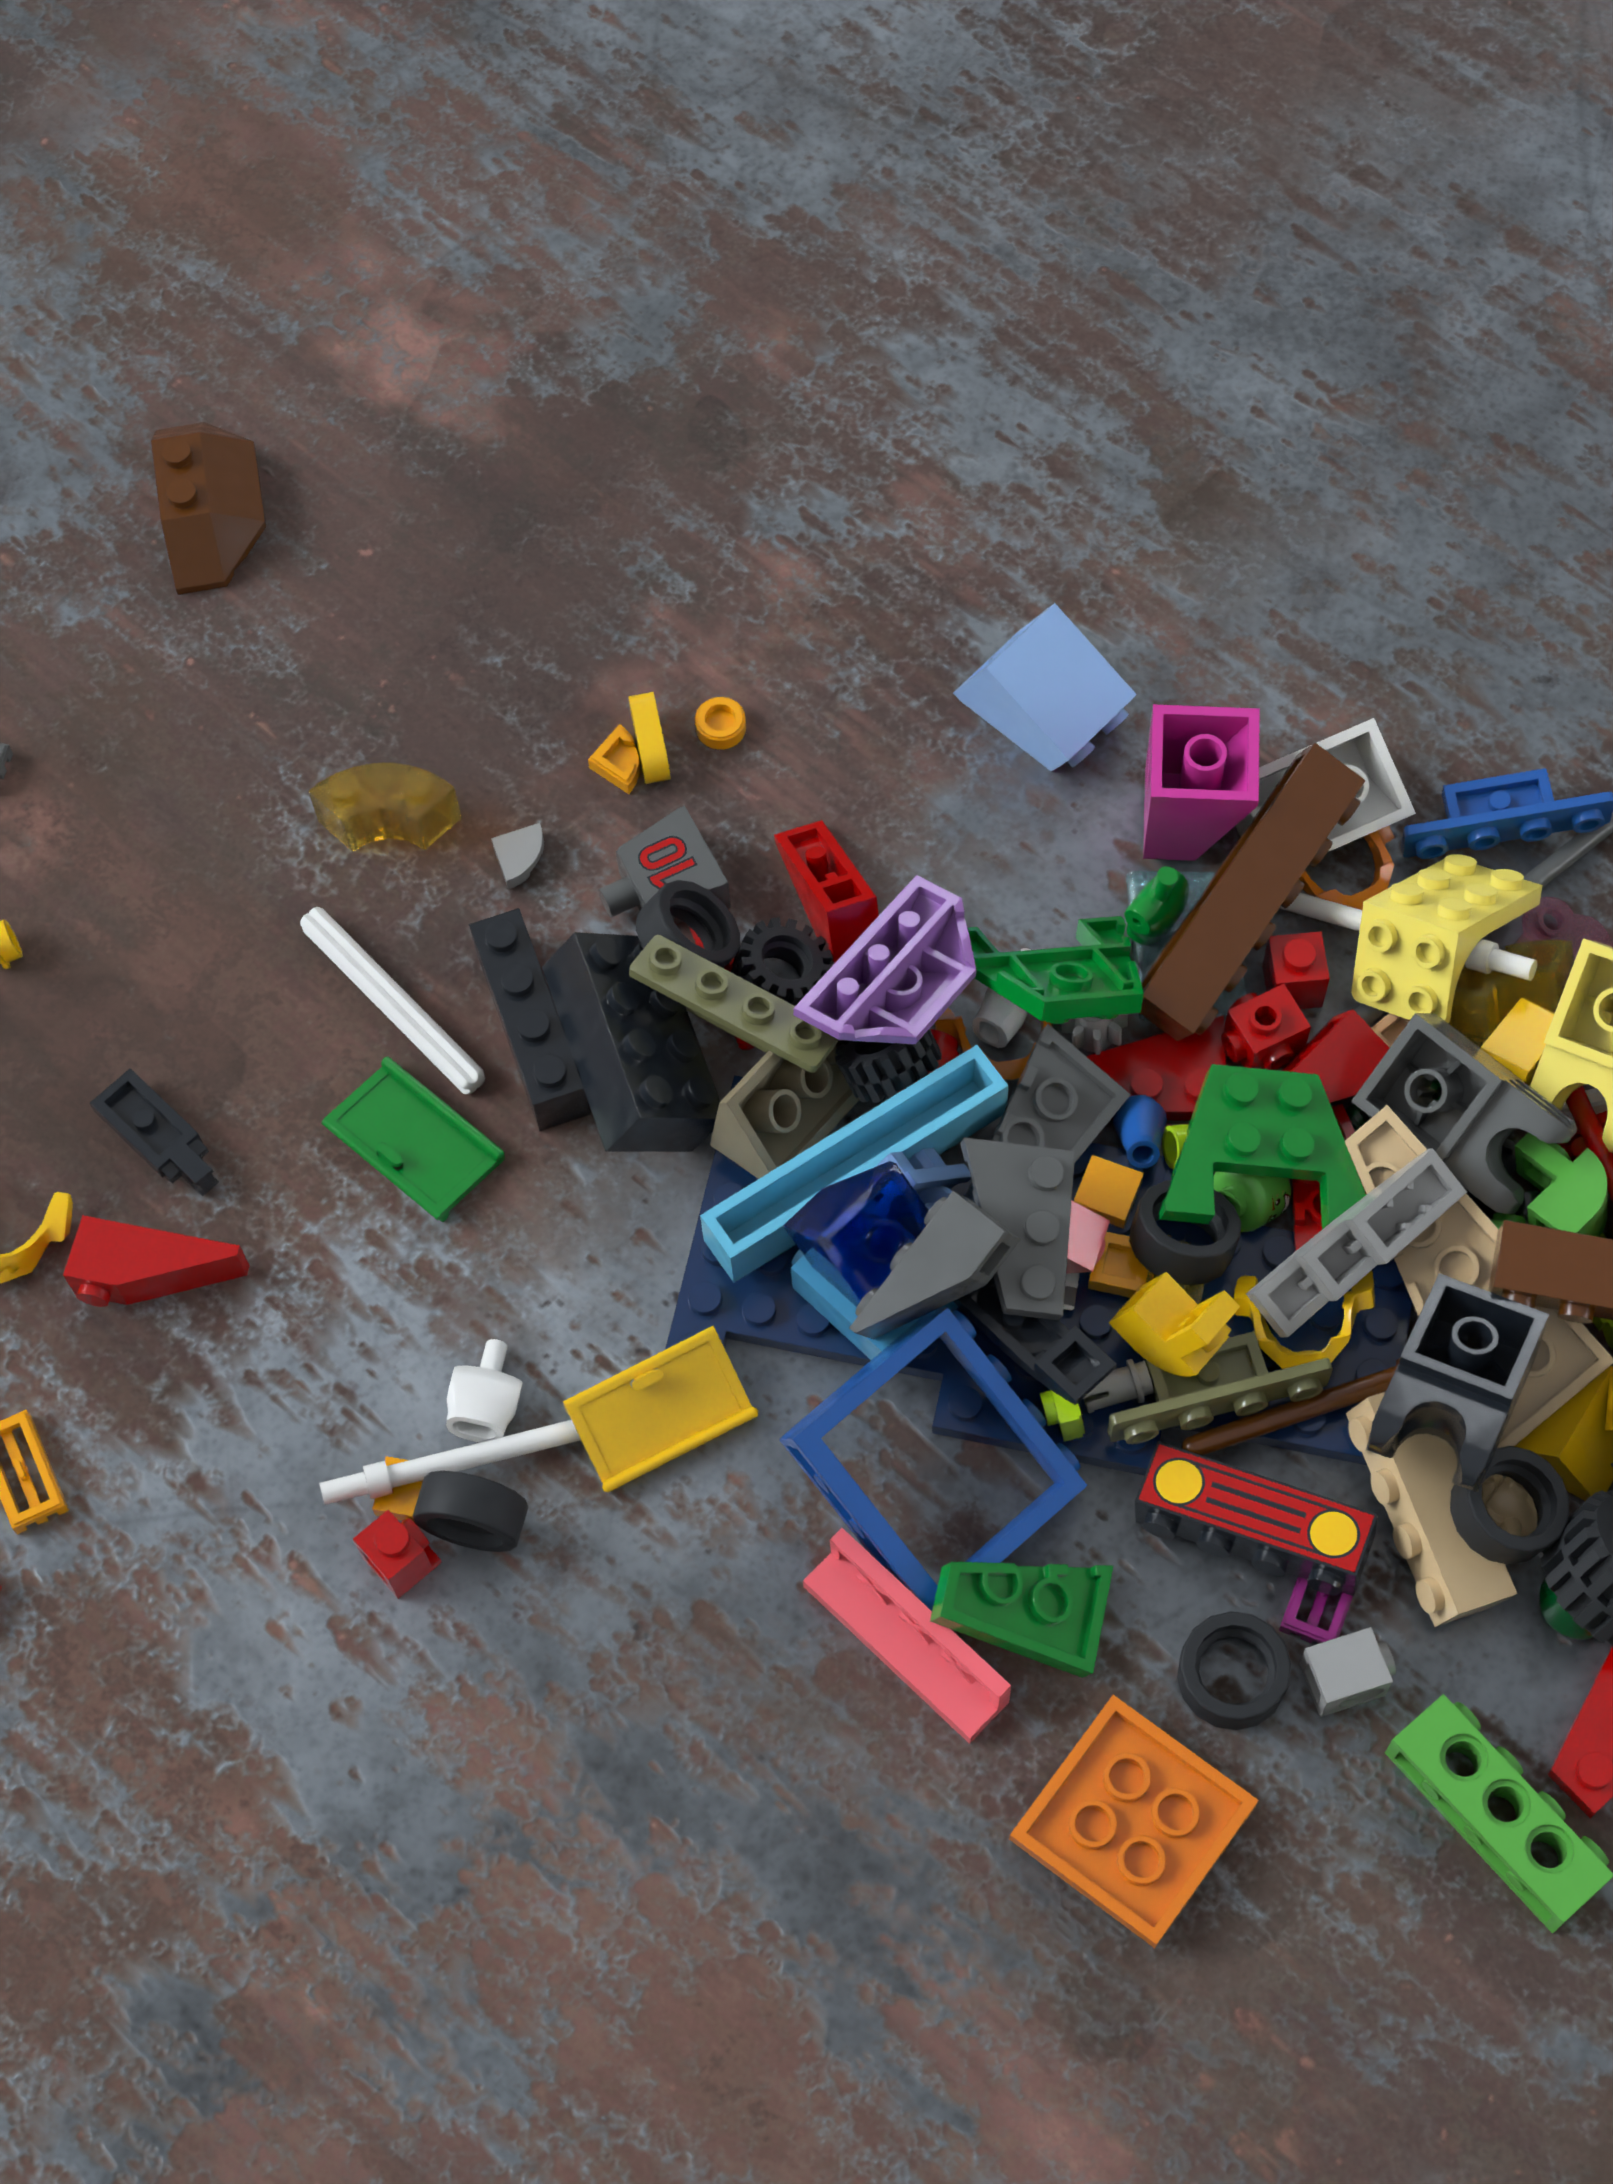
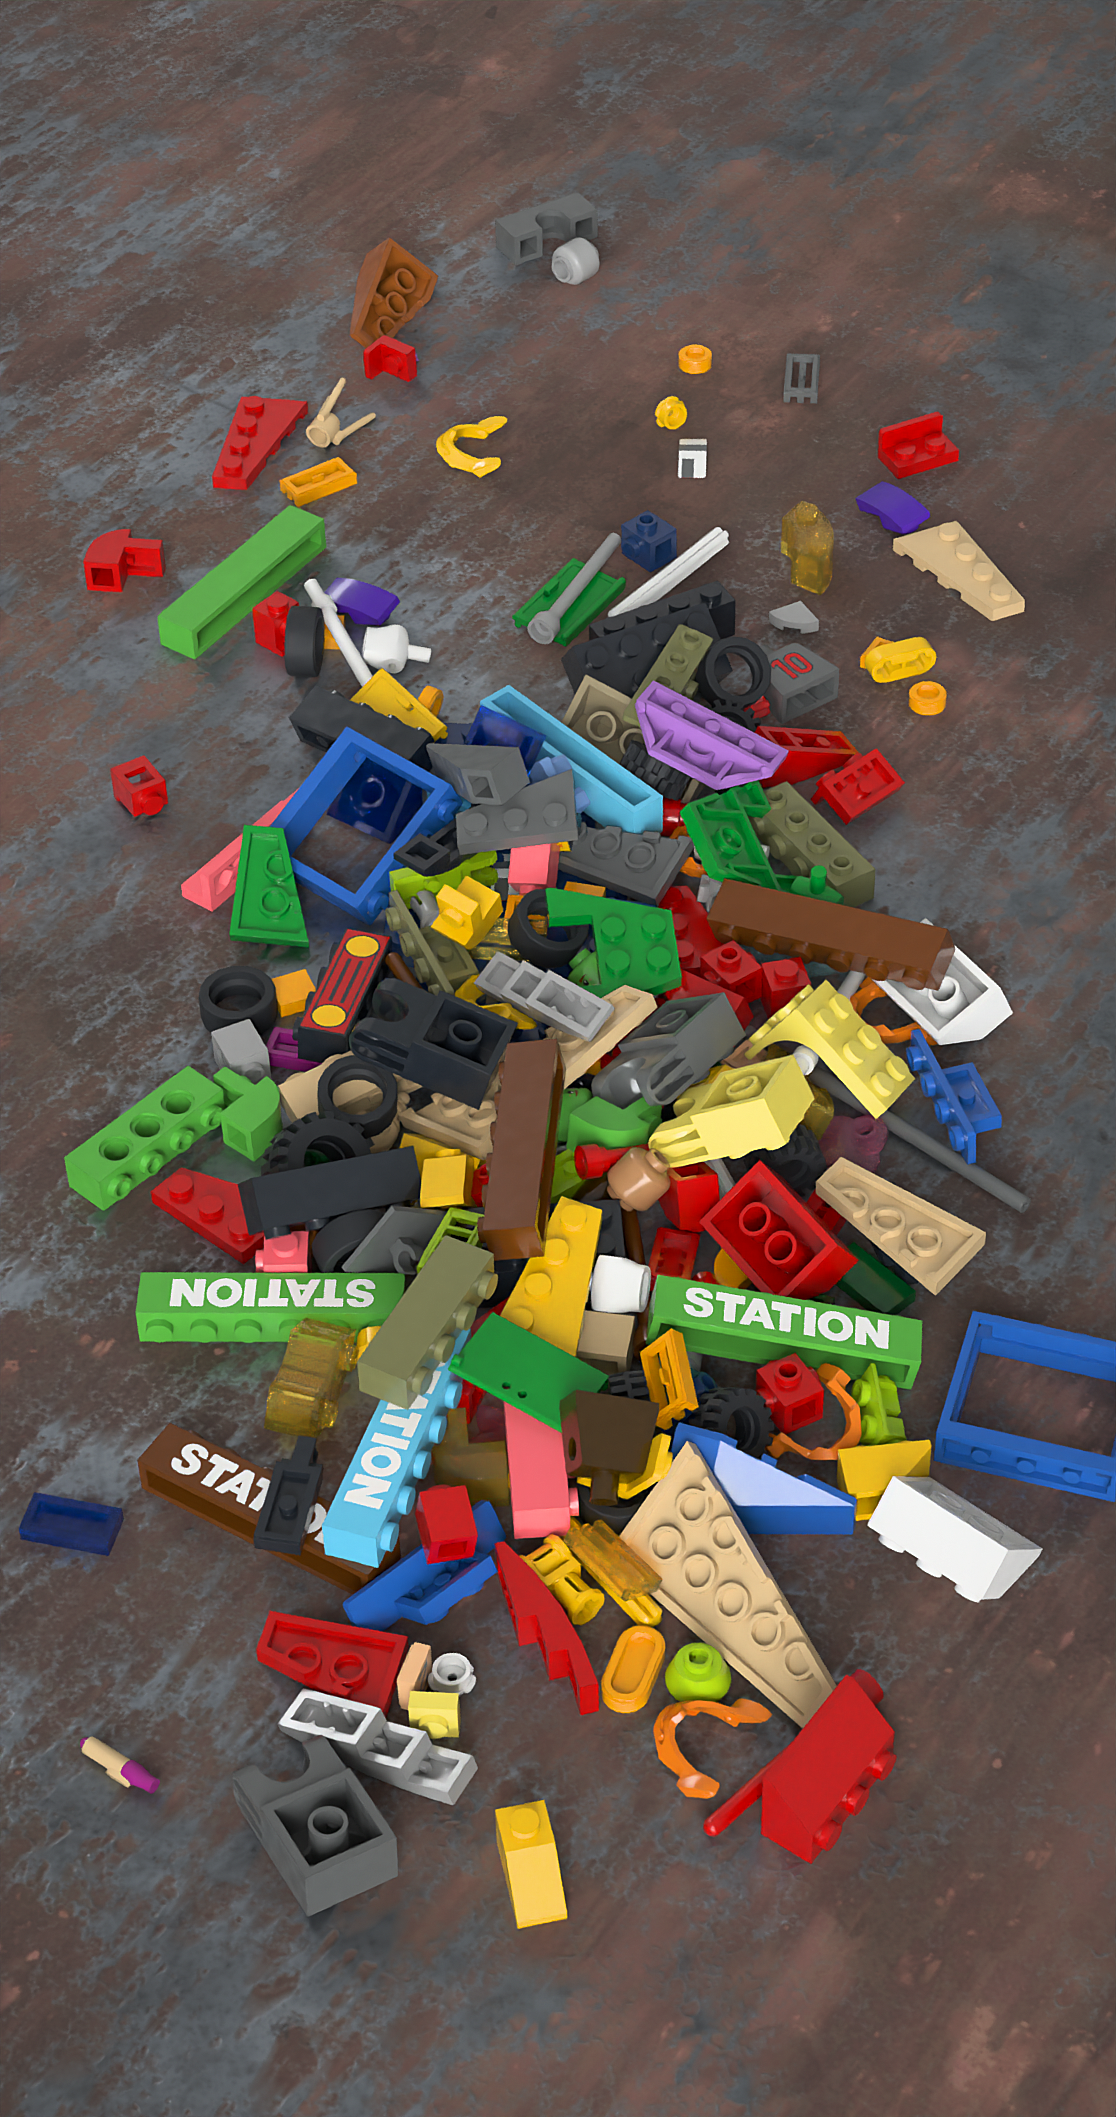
camera: 80 degrees right, 20 degrees down
(101, 932) = (692, 458): none -> white sticker
(142, 1263) = (457, 497): red slope -> none
(155, 1131) = (550, 493): black hinge -> none
(158, 1799) = (117, 555): none -> red brick
(177, 641) = (915, 446): none -> red bracket
(207, 502) = (1030, 436): reddish brown wedge -> none
(272, 1602) = (241, 582): none -> bright green brick
(312, 689) = (894, 507): none -> dark purple slope
(323, 1009) = (649, 541): none -> dark blue brick
(361, 1428) = (362, 601): none -> dark purple slope
(433, 640) = (962, 566): none -> tan wing
(484, 1171) = (546, 624): none -> light grey piece
(624, 1349) = (432, 699): none -> light orange tile
(708, 1444) = (326, 714): none -> black brick
(729, 1777) = (143, 796): none -> red brick
(860, 1443) = (377, 802): none -> clear blue slope
(899, 831) = (858, 786): none -> red bracket
(1044, 892) = (806, 839): none -> olive brick
(1048, 691) = (994, 838): light blue slope -> none
(1133, 1820) = (131, 964): orange plate -> none
(1198, 777) = (920, 883): dark pink slope -> none
(1205, 1593) = (292, 992): none -> light orange tile
(1467, 1655) = (250, 1112): none -> bright green brick

